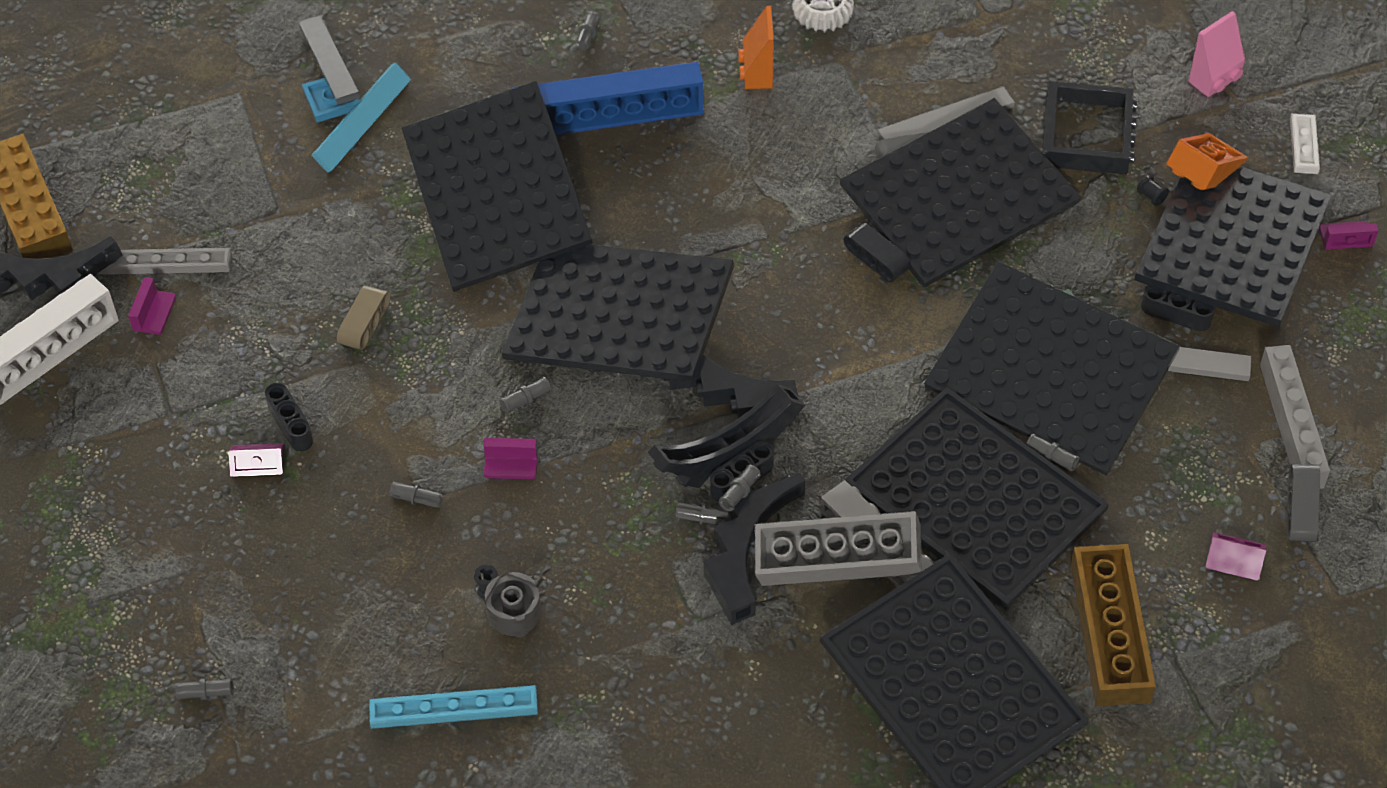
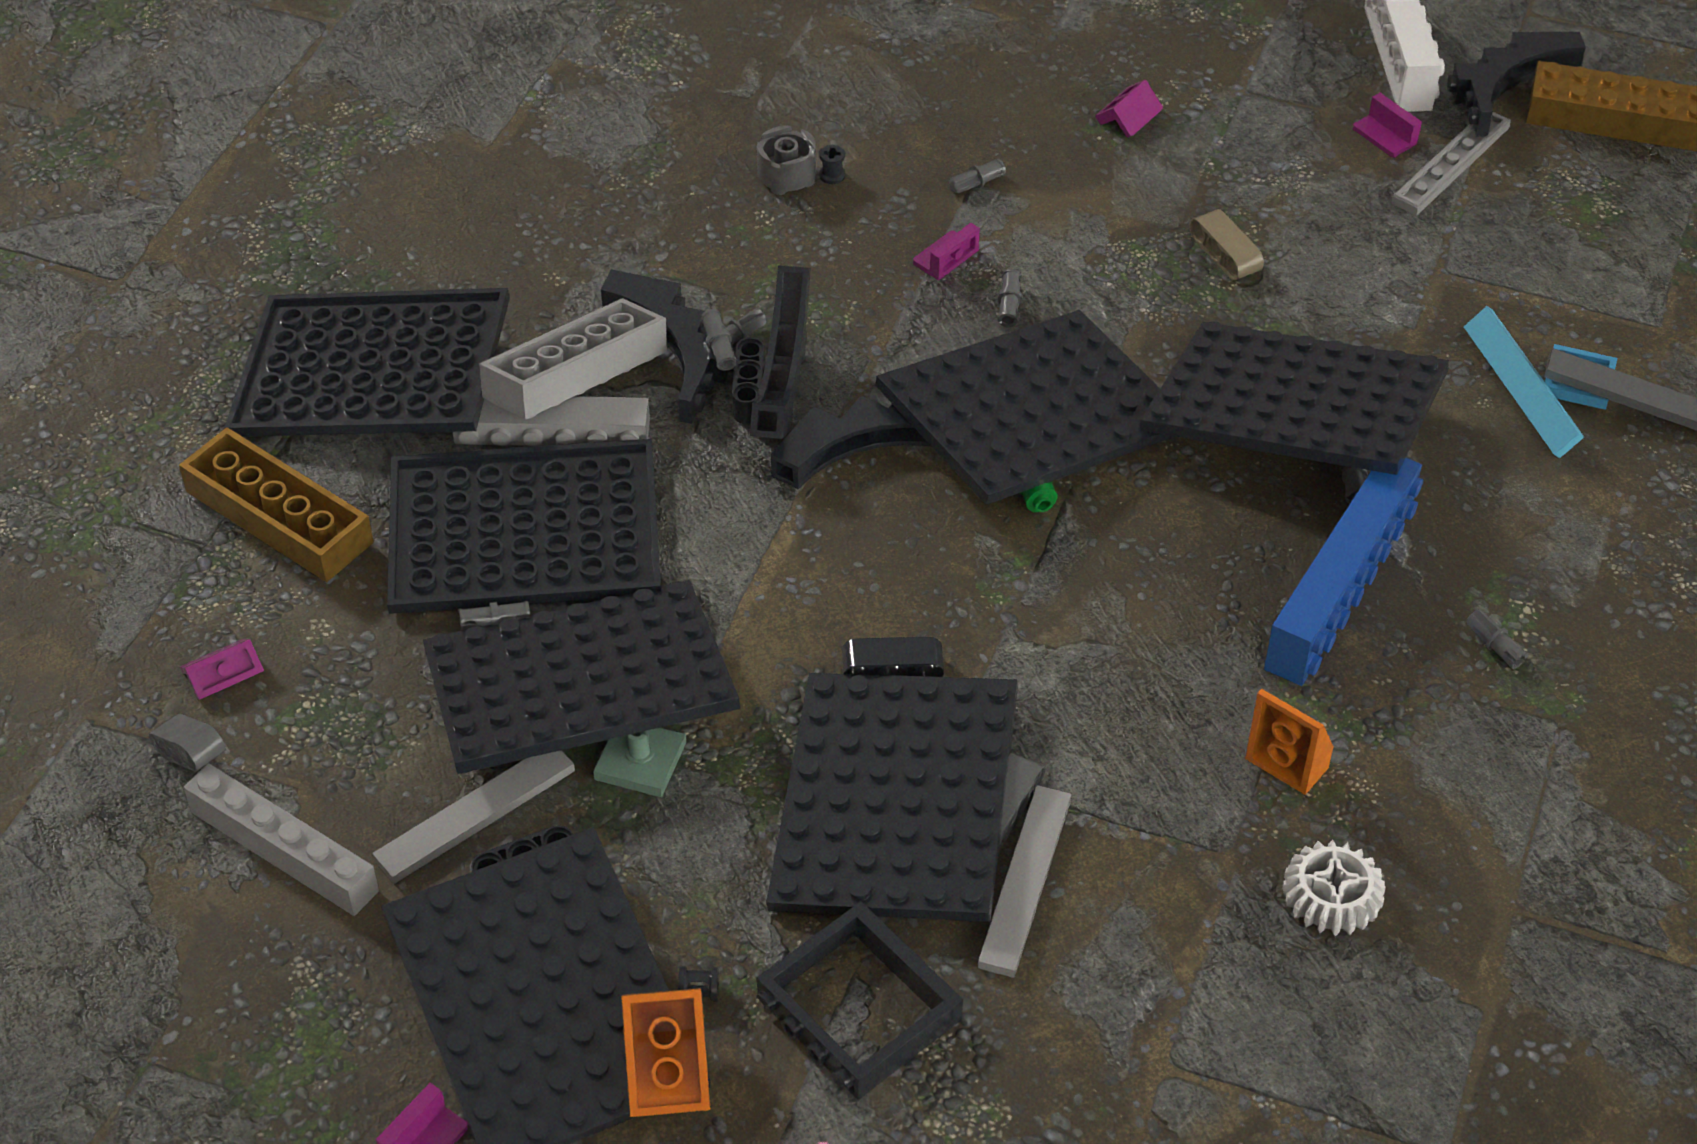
camera: 130 degrees right, 5 degrees down
(289, 416) = (1153, 142): black beam -> none
(453, 706) = (741, 96): medium azure tile -> none

